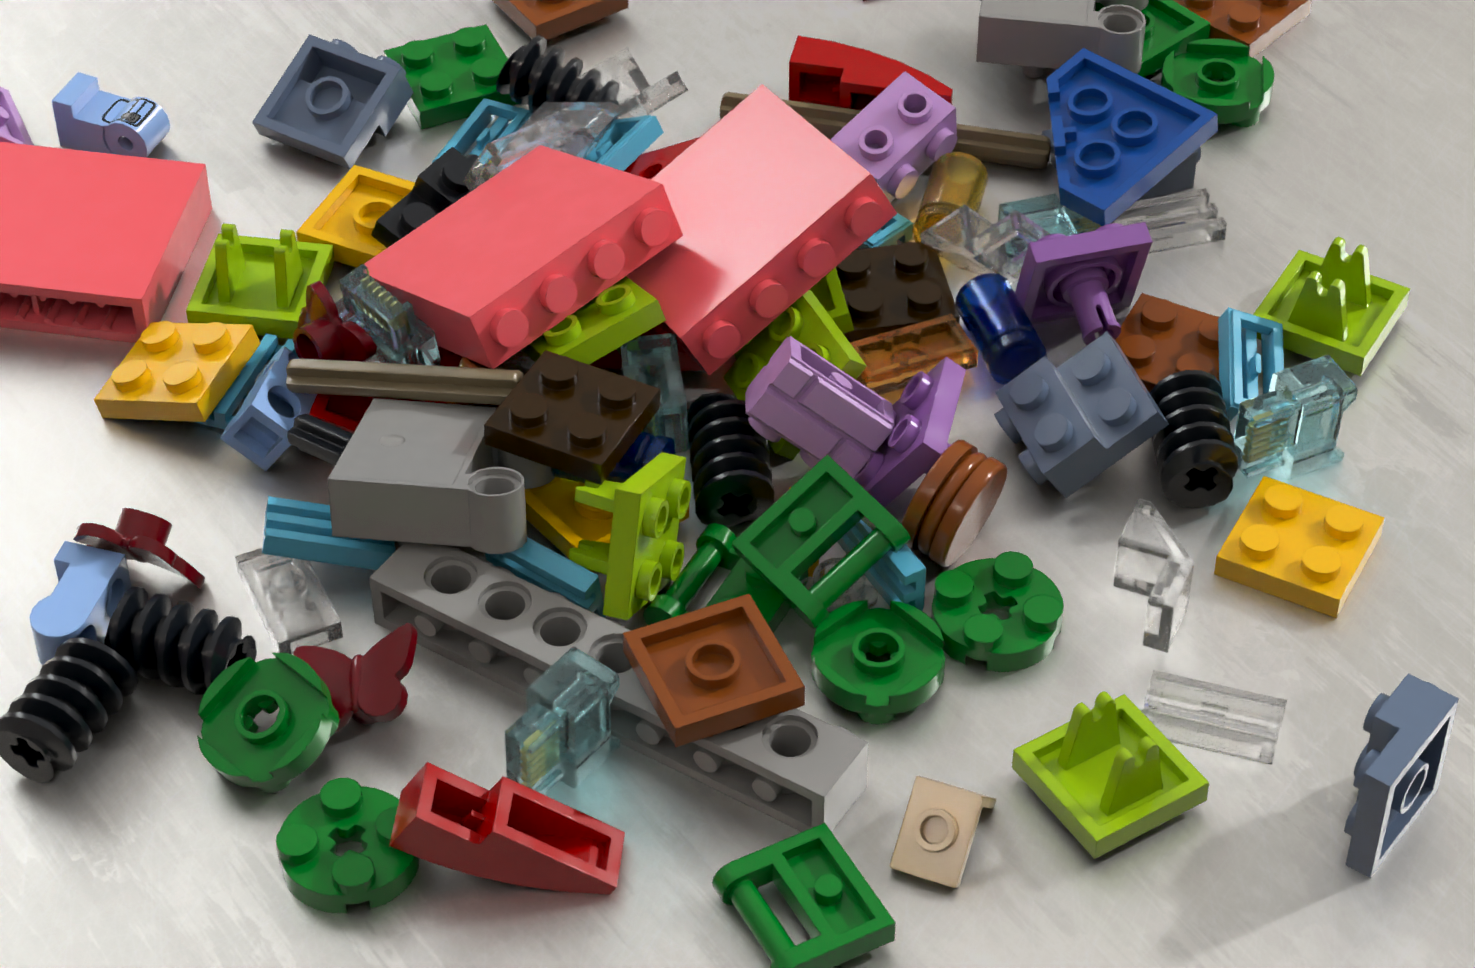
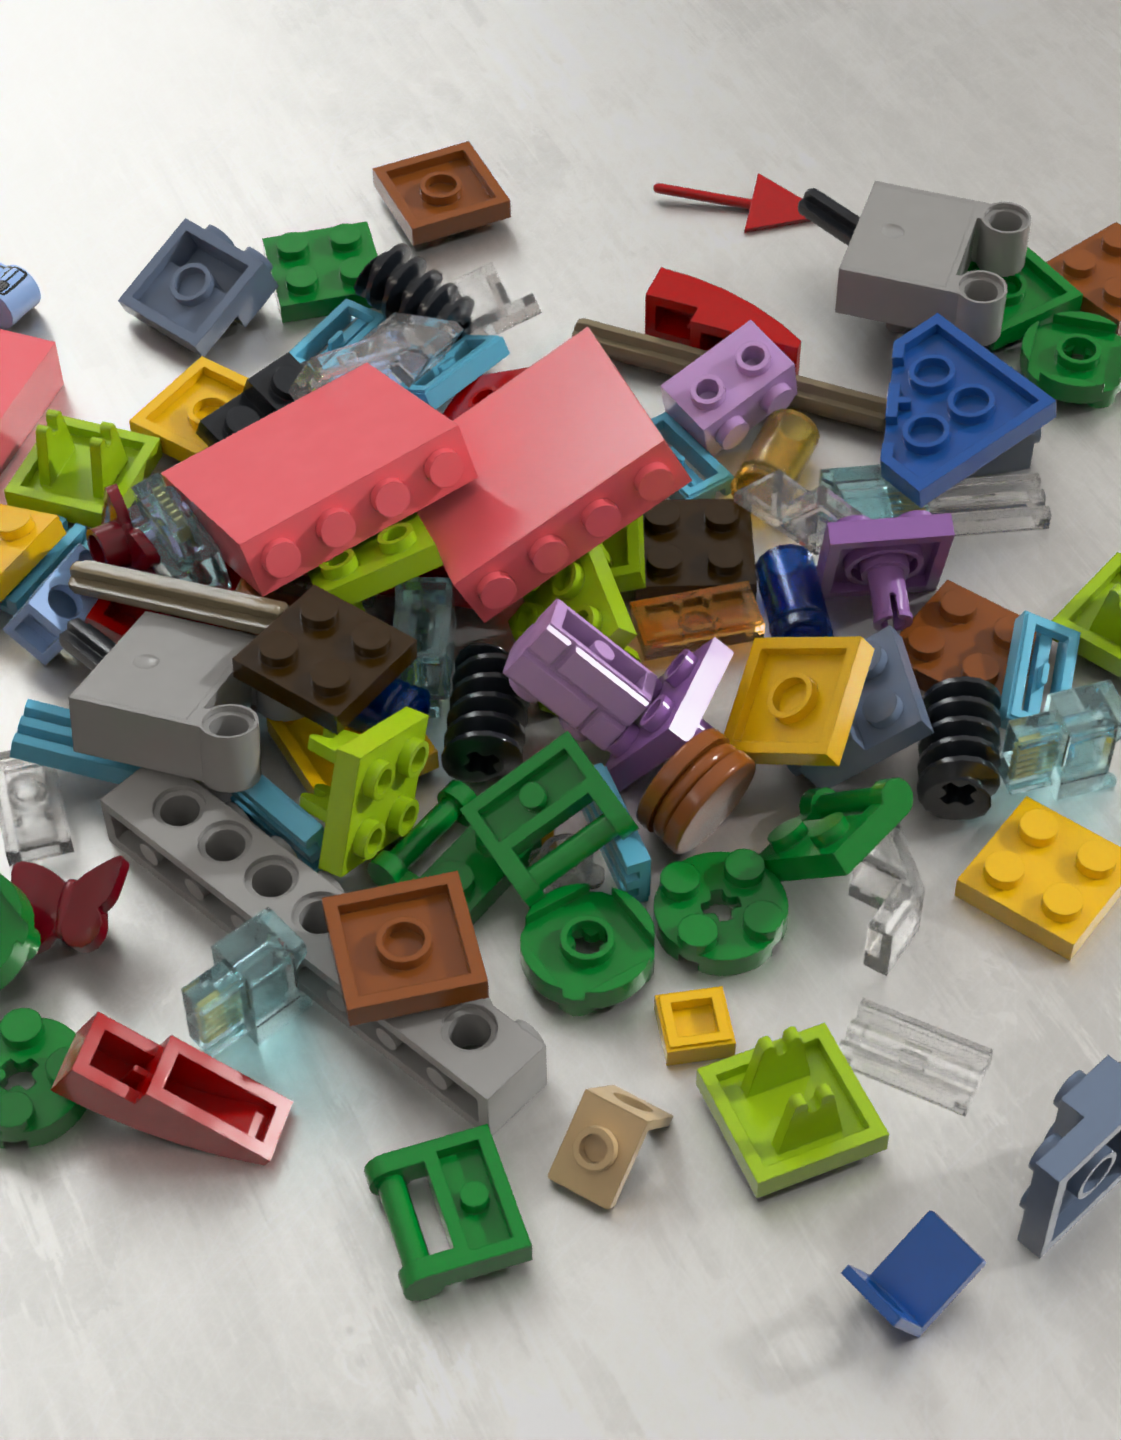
camera: 10 degrees right, 5 degrees up
(996, 716) = (694, 1025): none -> yellow tile
(1037, 404) = (799, 699): none -> yellow plate
(1096, 522) = (836, 830): none -> green plate
(1268, 899) = (919, 1275): none -> blue bracket

